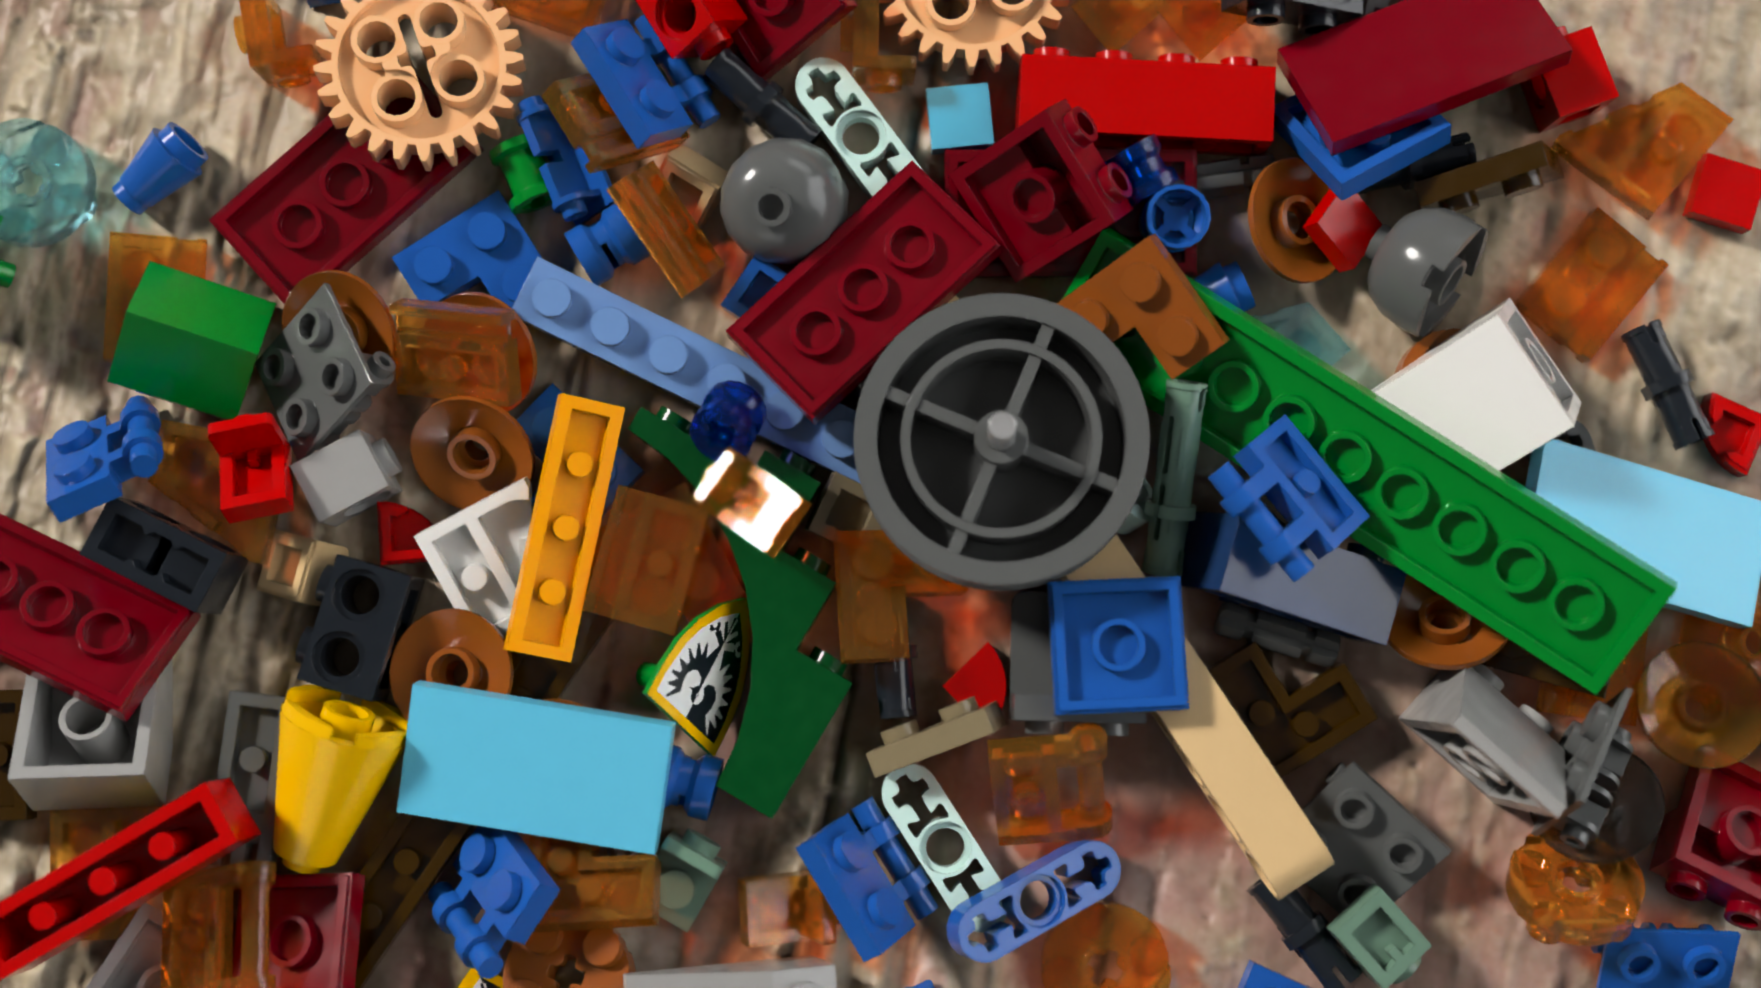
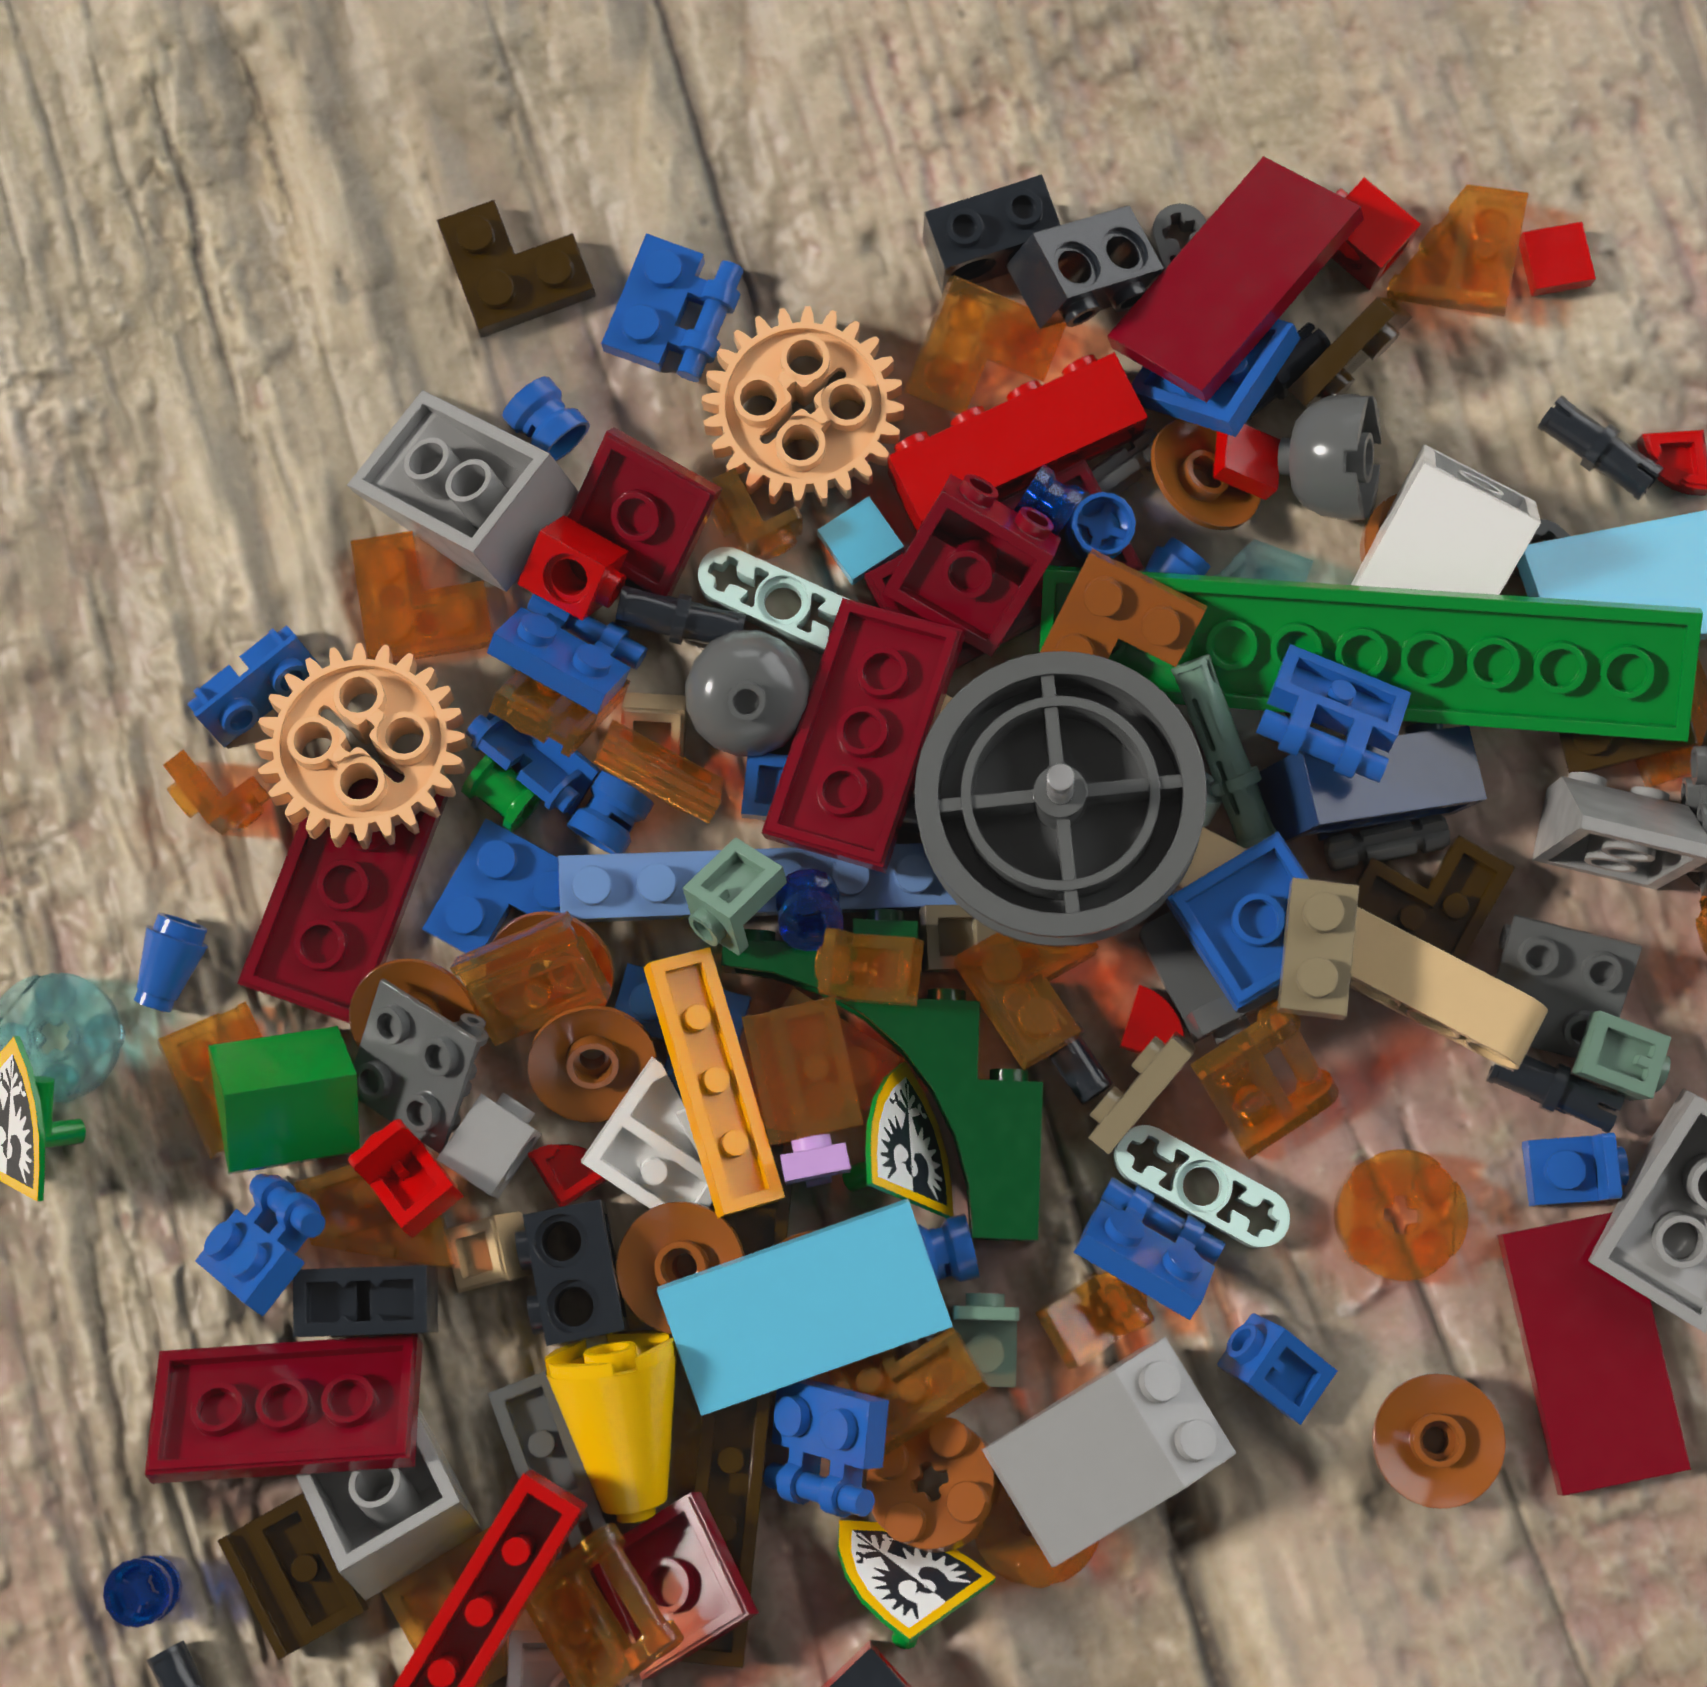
camera: 25 degrees left, 5 degrees down
(613, 643) = (815, 1161): none -> lavender plate
(666, 370) = (730, 893): none -> sand green bracket
(1001, 936) = (1281, 1200): blue beam -> none
(1156, 701) = (1318, 948): none -> dark tan plate
(1419, 637) = (1525, 762): dark orange dish -> none
(1590, 285) = (1486, 397): clear orange plate -> none

